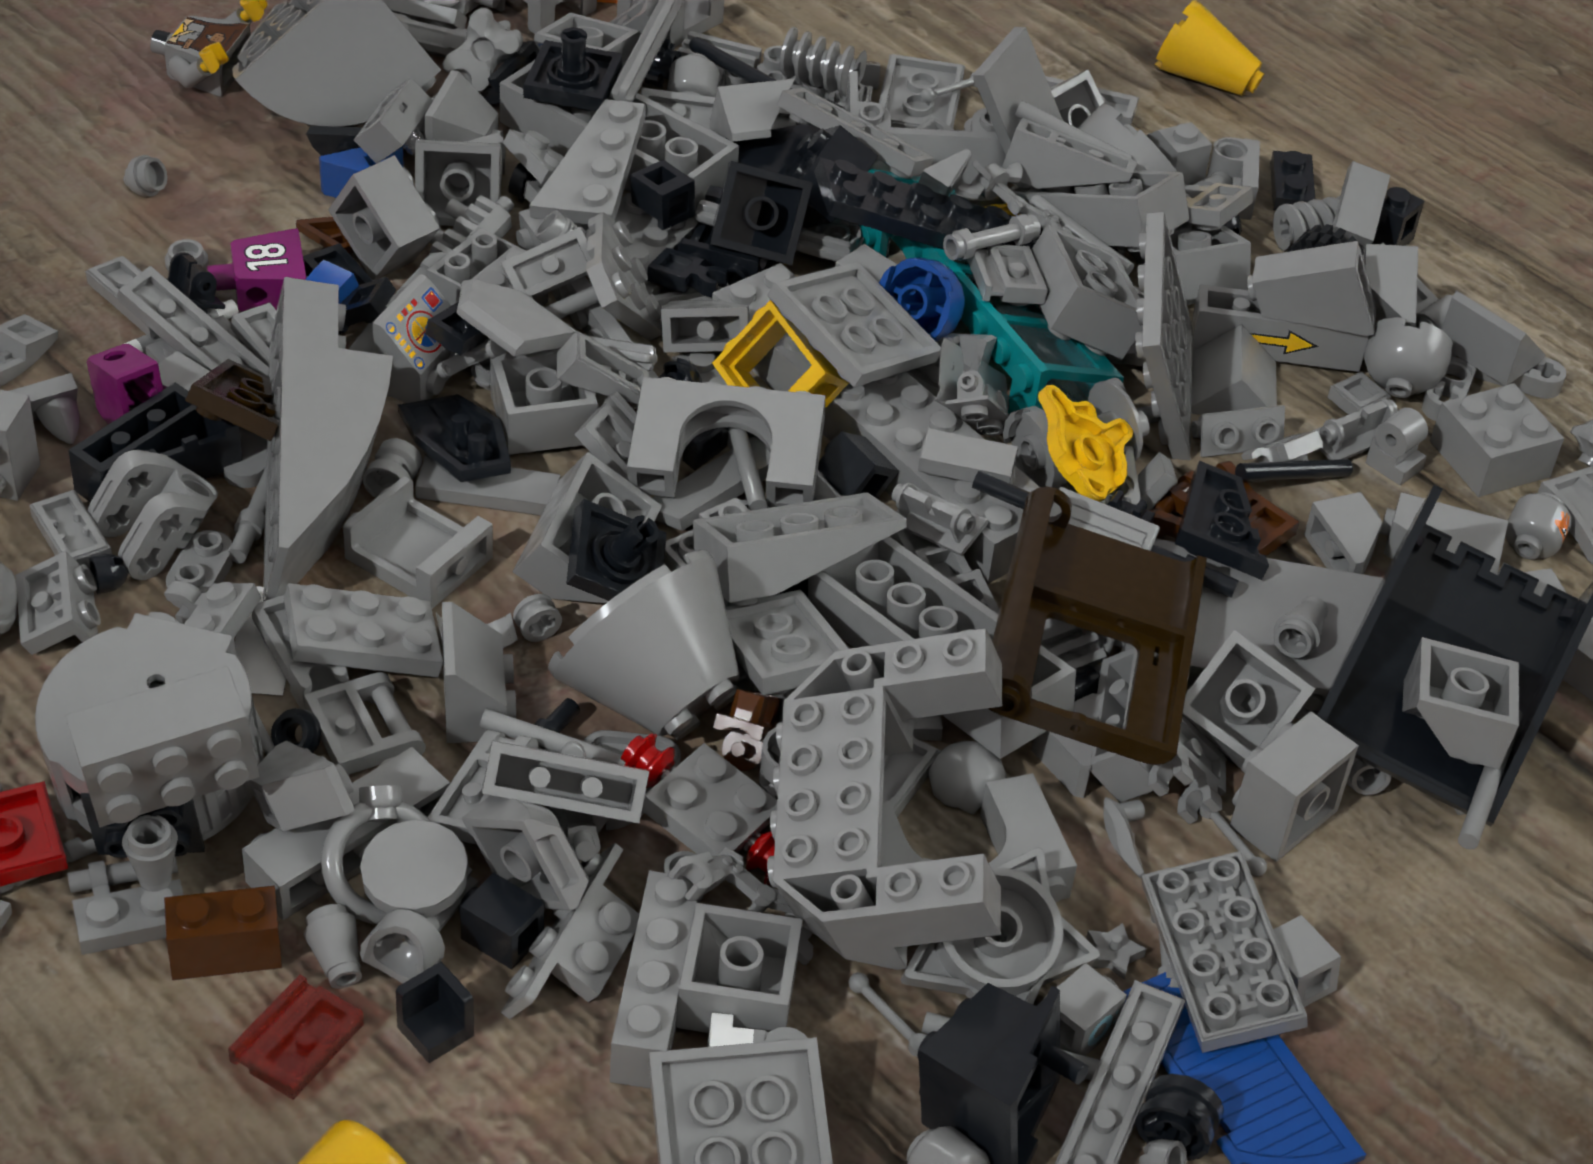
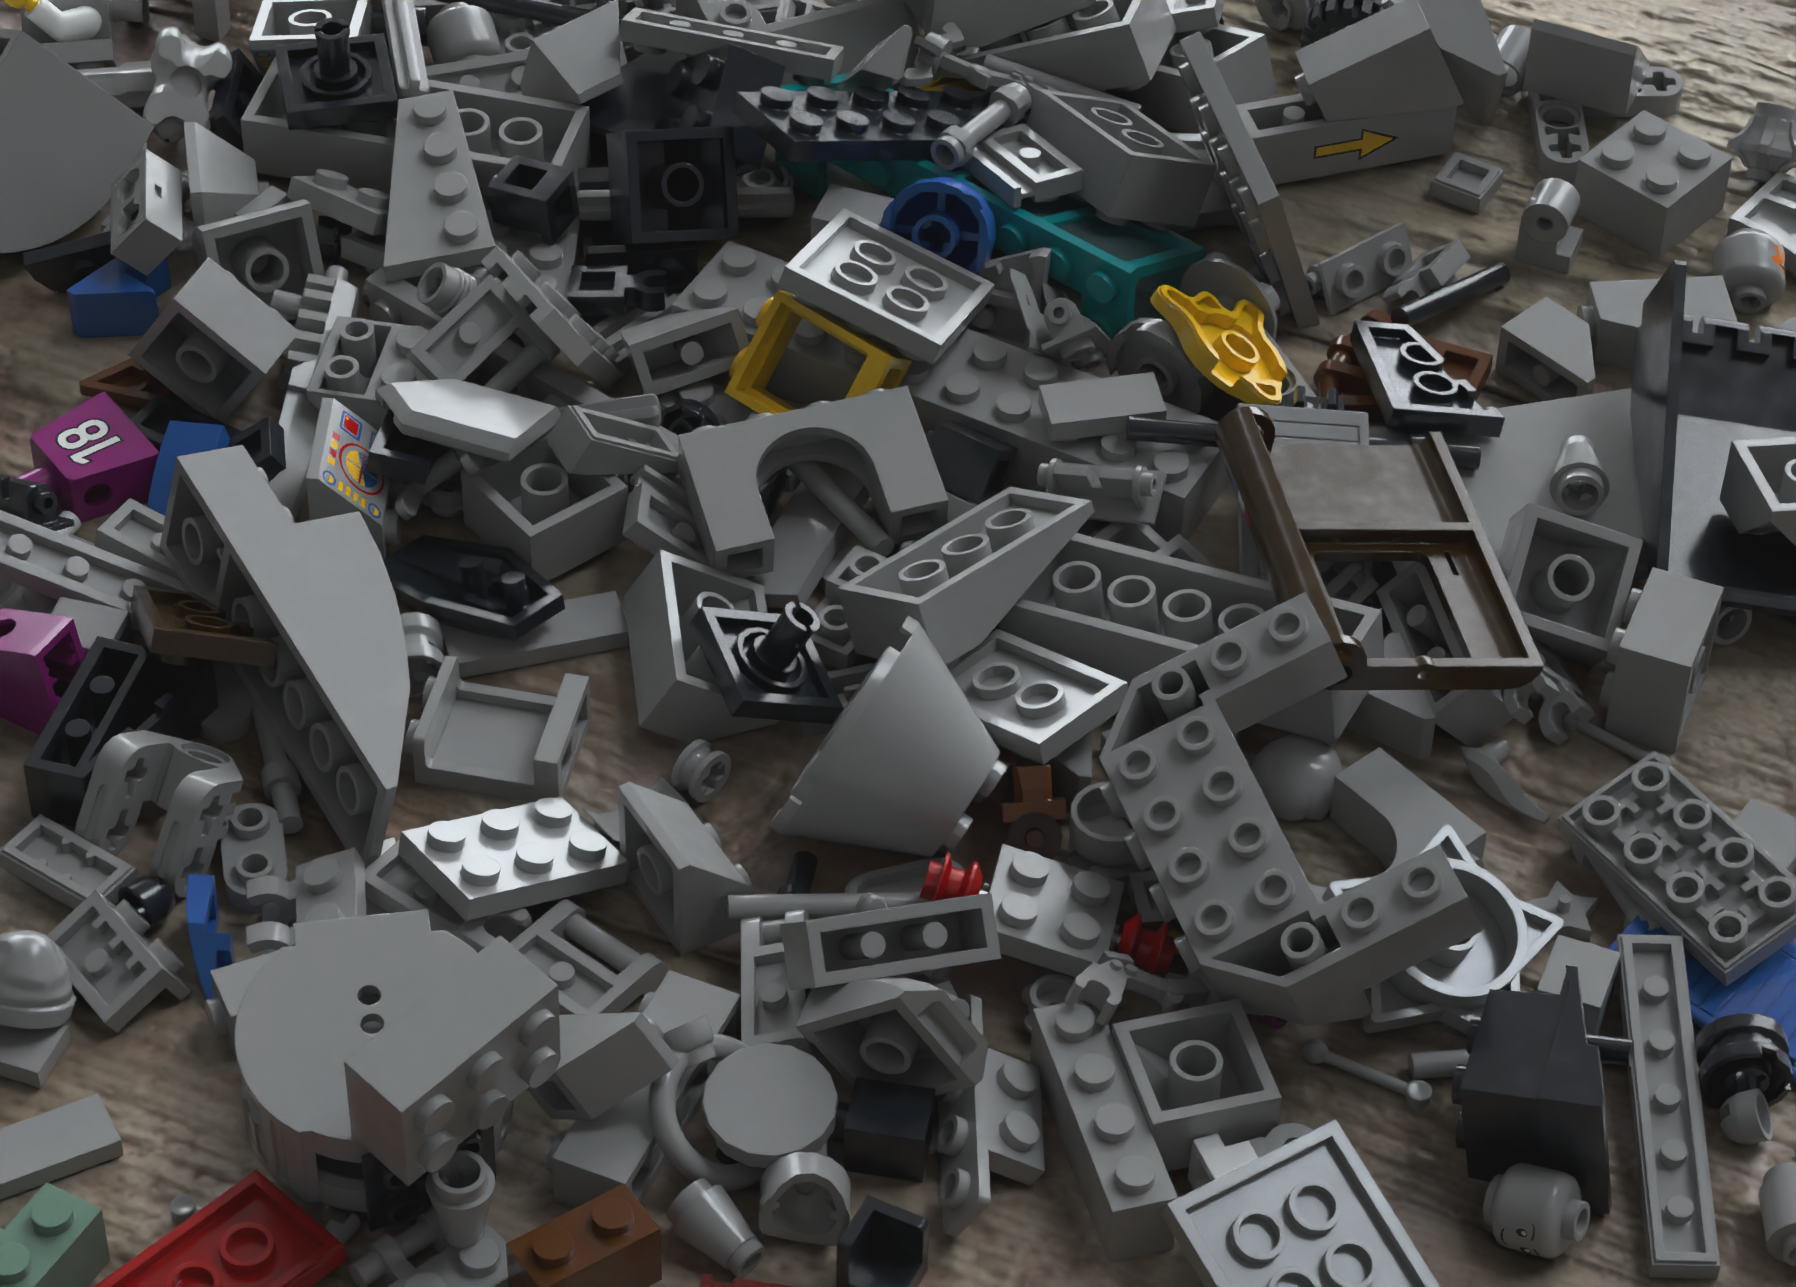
camera: 20 degrees left, 0 degrees up
(129, 596) = (208, 948): none -> blue slope
(1156, 480) = (1311, 357): light grey tile -> none
(1232, 374) = (1322, 203): light grey slope -> none
(1354, 432) = (1492, 223): light grey hinge -> none
(1407, 357) = (1506, 118): light grey cylinder -> none

